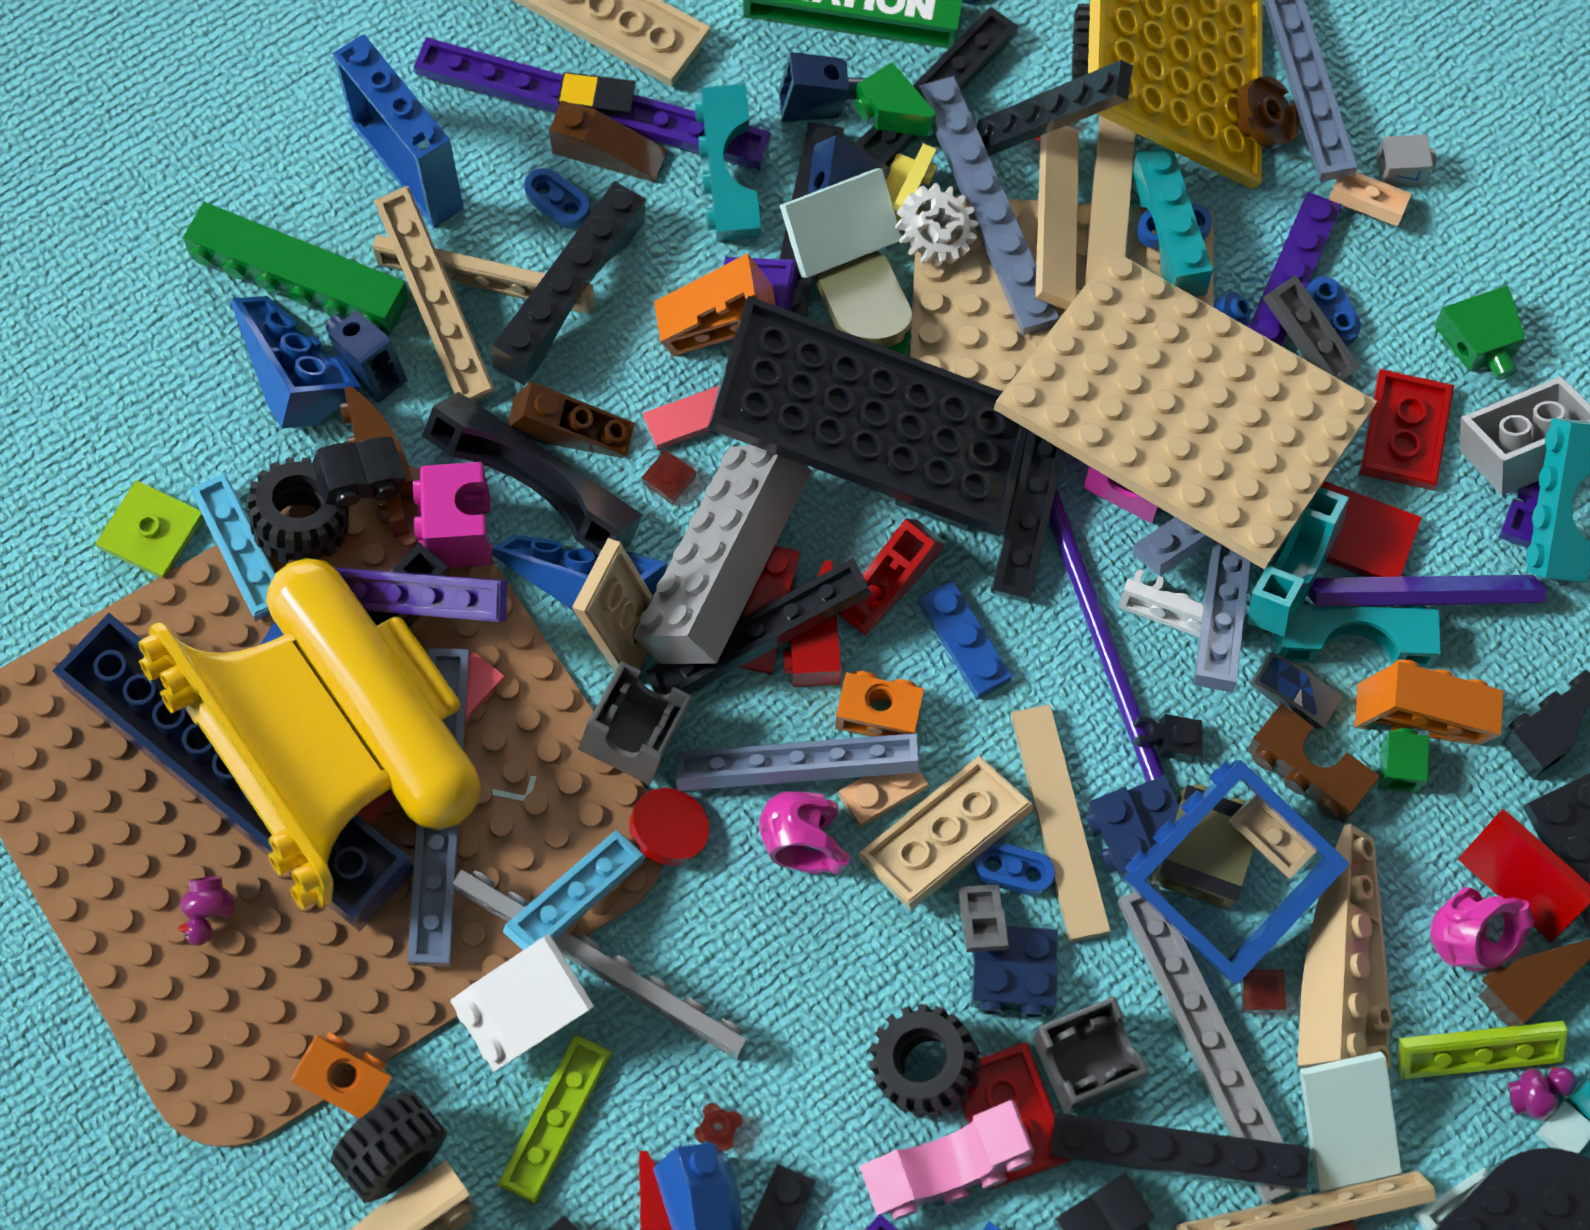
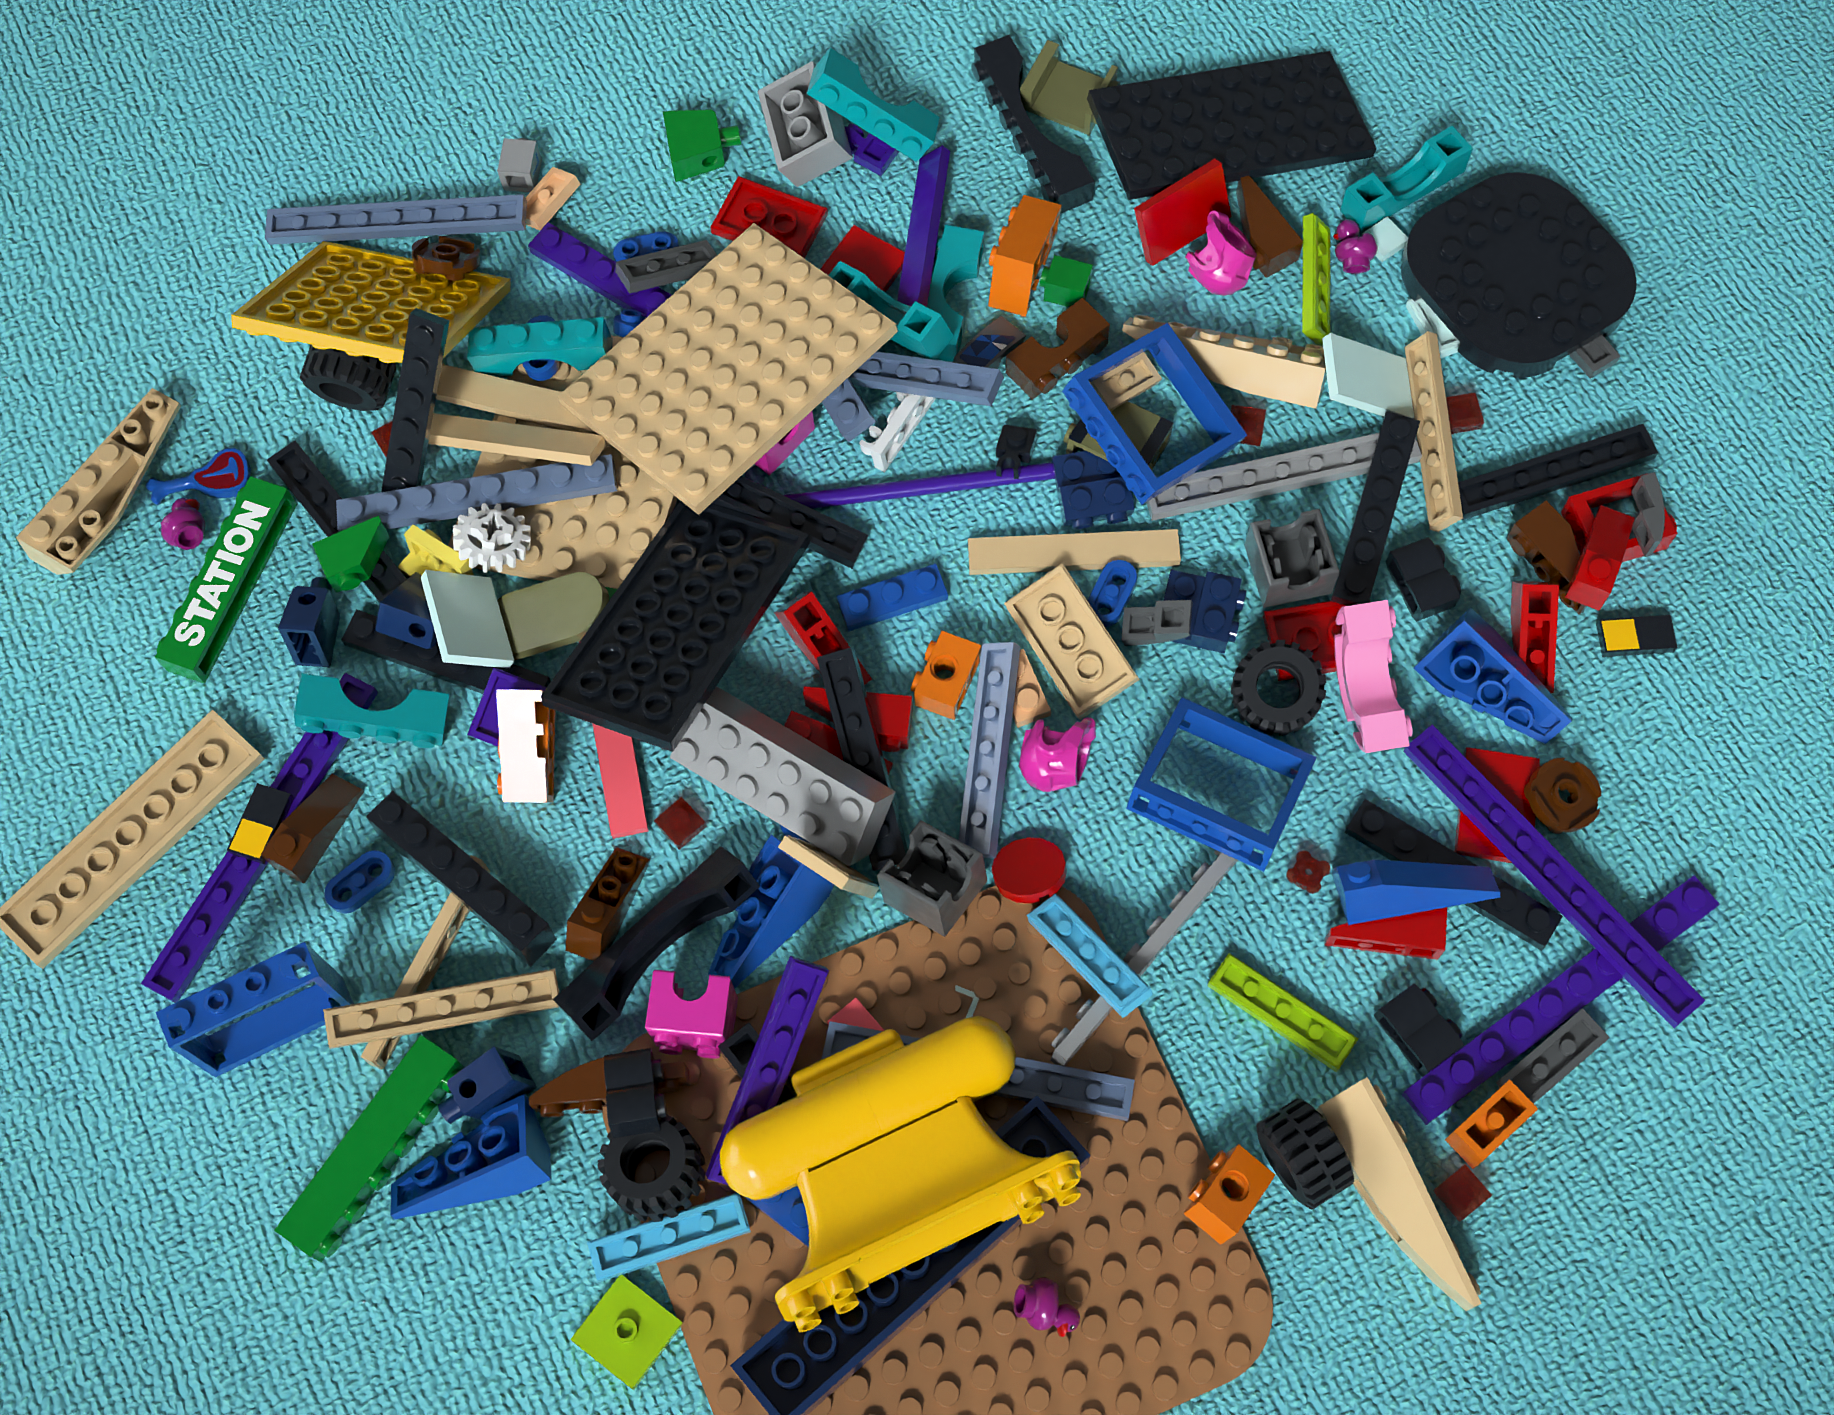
camera: 75 degrees left, 0 degrees up
(521, 1003) = (1190, 1012): white slope -> none
(735, 993) = (1201, 821): none -> blue window

